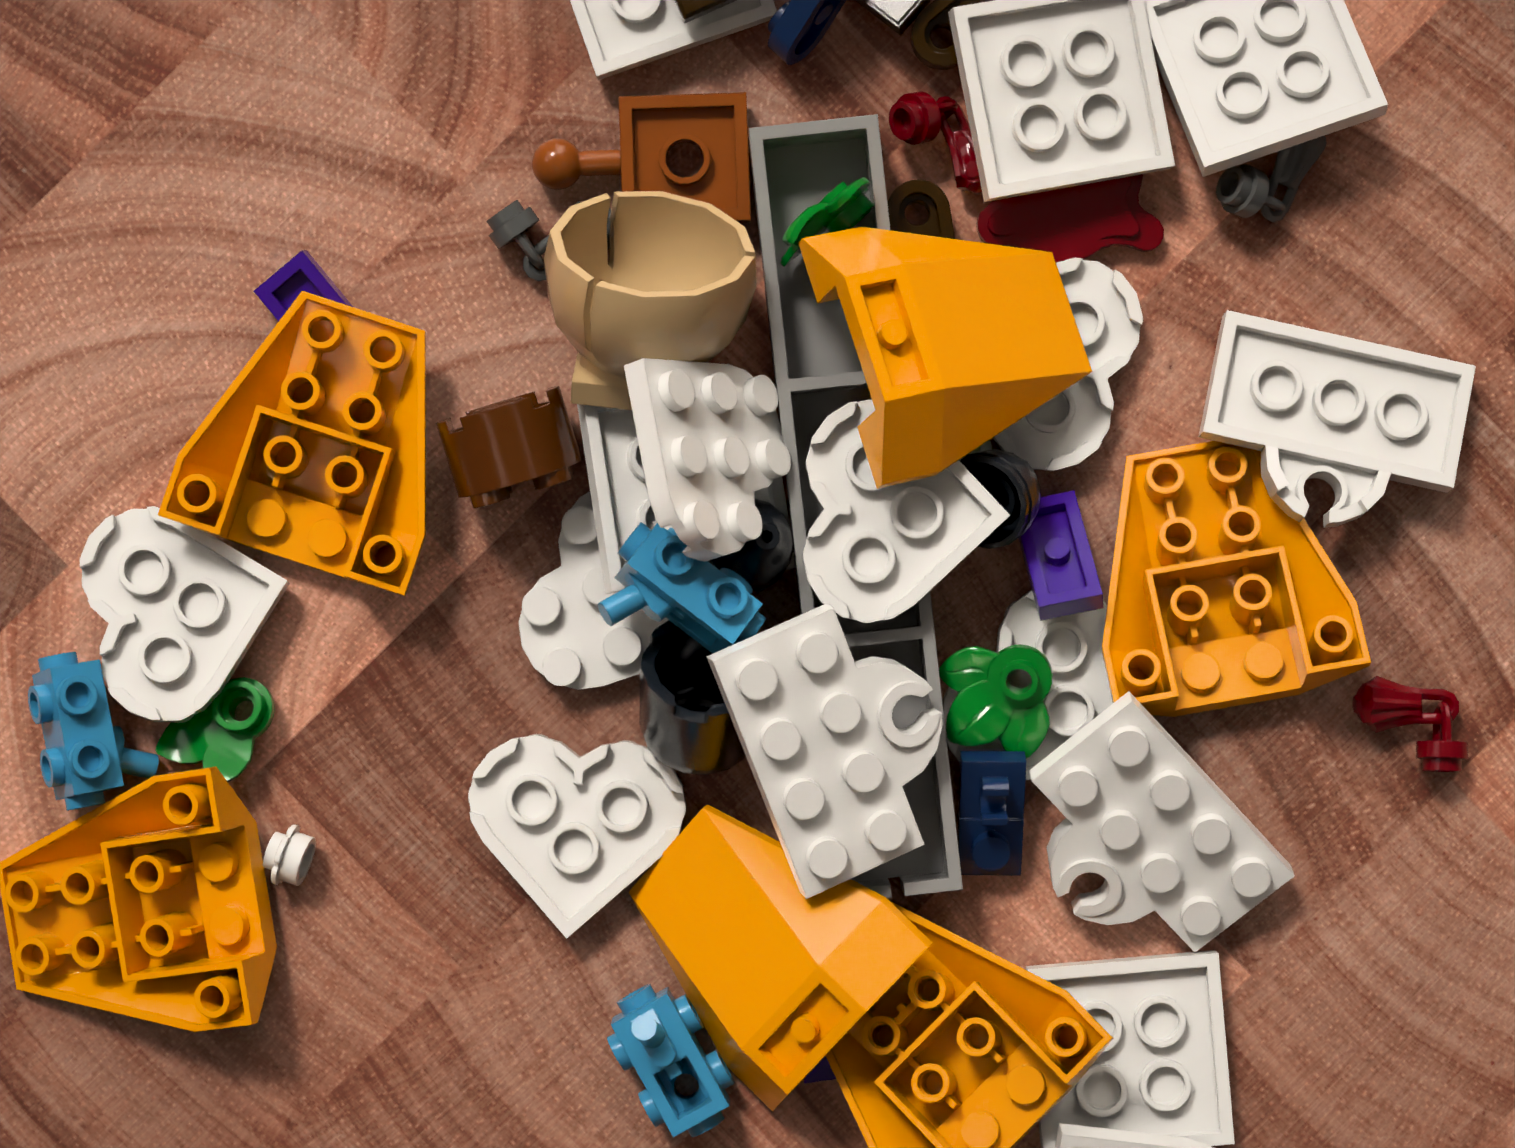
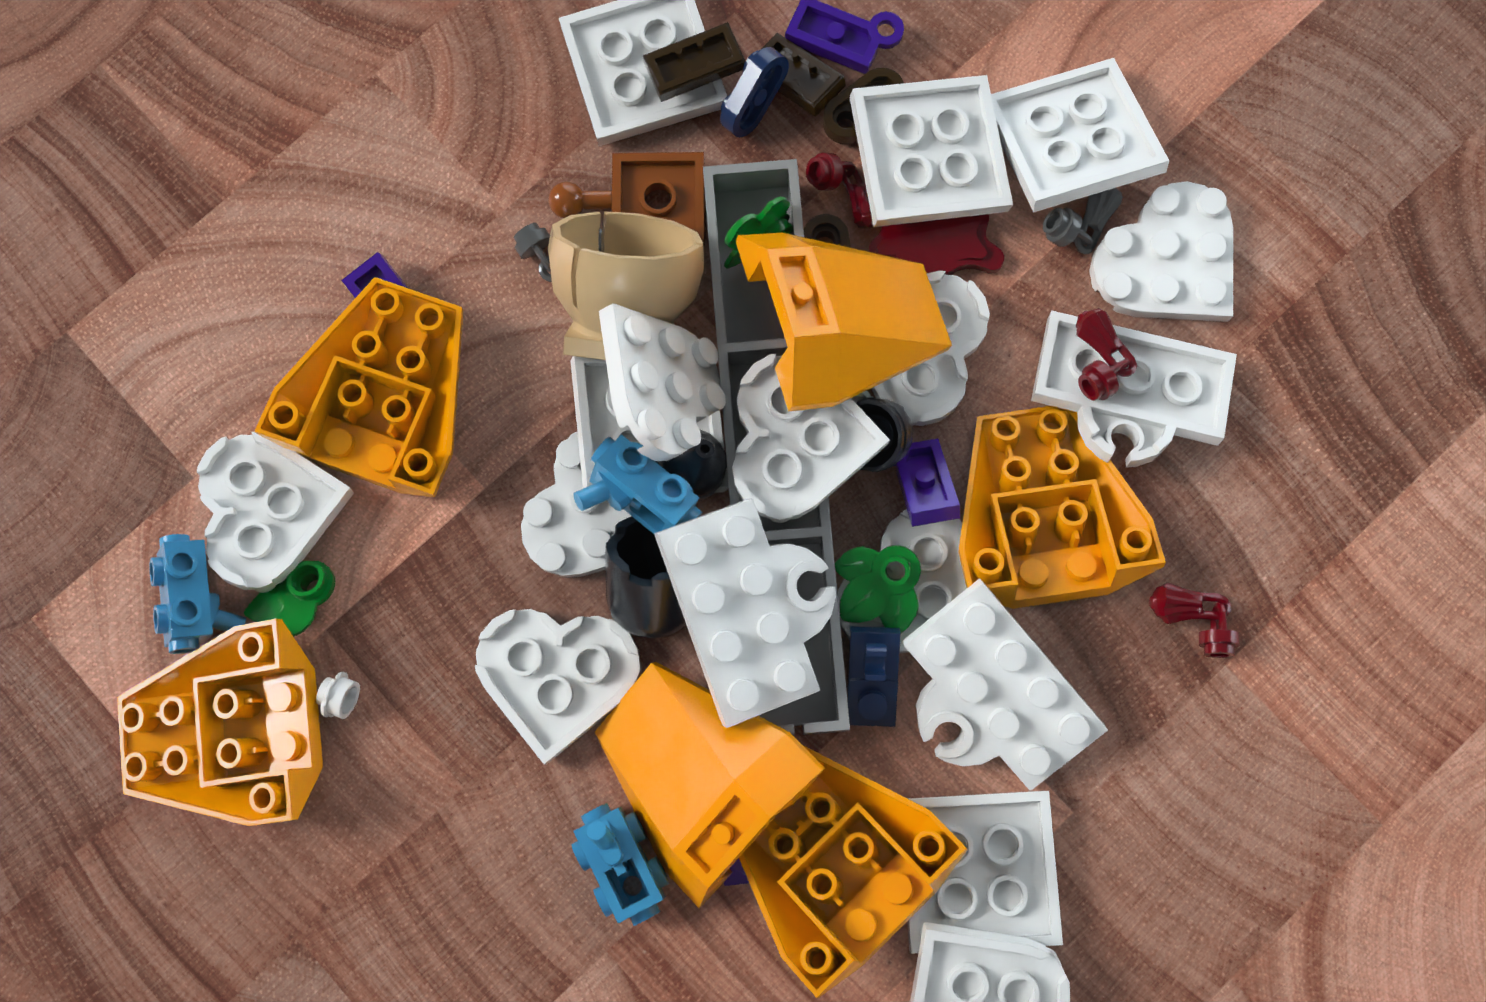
camera: 10 degrees right, 10 degrees down
(509, 446) = (519, 389): reddish brown brick -> none
(1289, 347) = (1098, 378): none -> dark red piece
(1394, 228) = (1171, 259): none -> white plate

